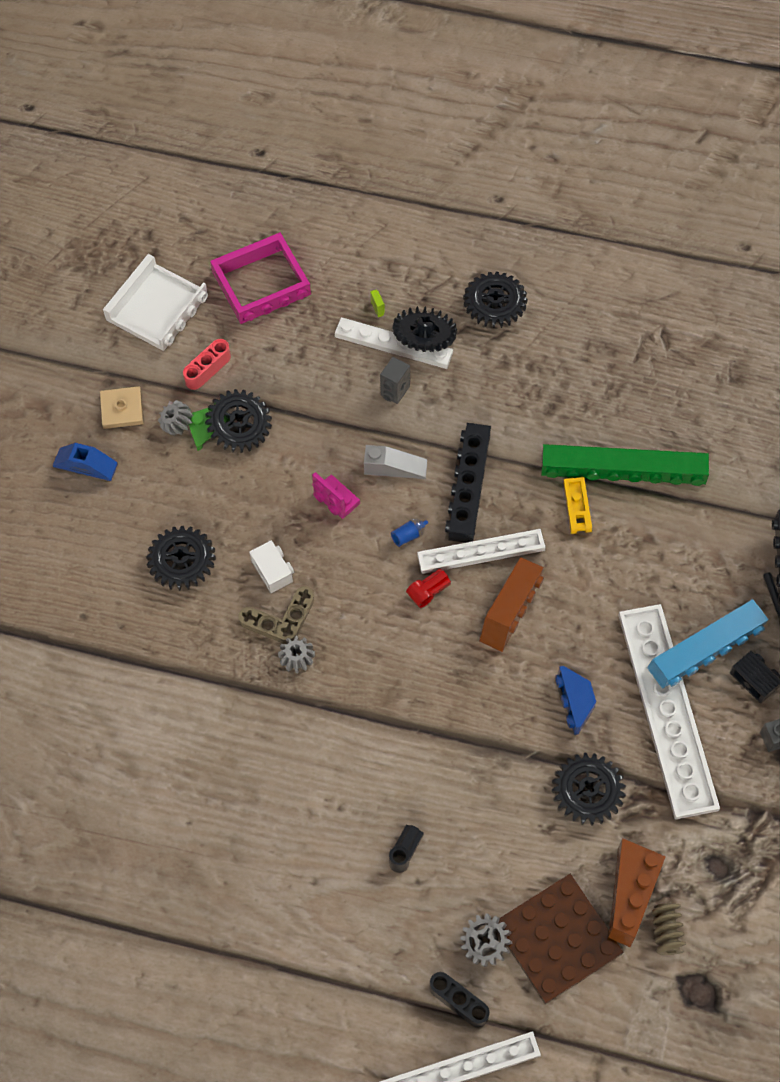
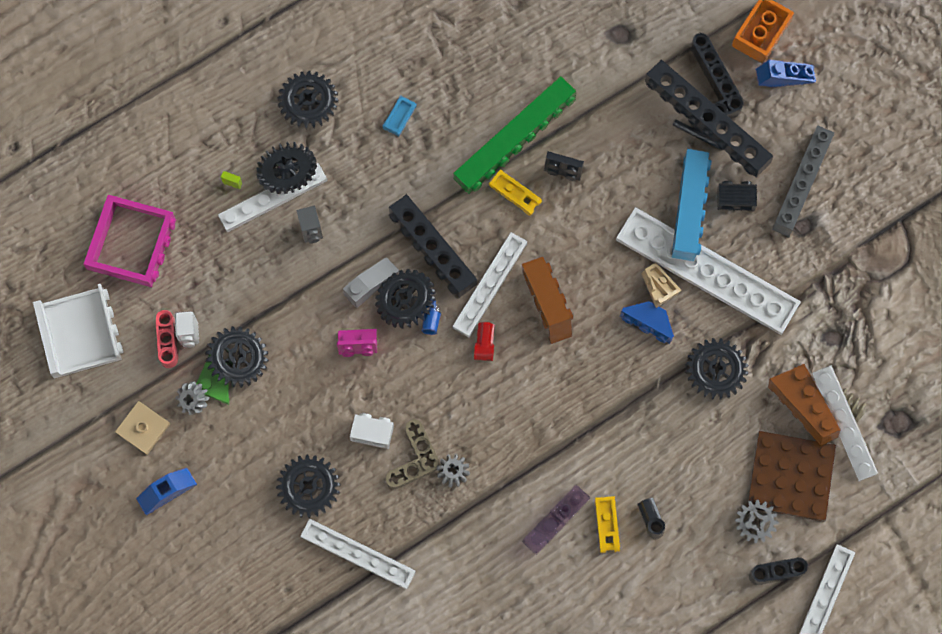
camera: 50 degrees left, 10 degrees up
(159, 643) = (358, 554): none -> white plate
(226, 367) = (186, 329): none -> white brick
(329, 771) = (556, 519): none -> clear purple slope
(365, 815) = (607, 523): none -> yellow plate
(406, 508) = (413, 306): none -> black gear
(552, 373) = (399, 116): none -> dark azure tile
(614, 680) = (659, 284): none -> tan wing
(635, 518) = (562, 165): none -> black plate
(648, 940) = (849, 431): none -> white plate

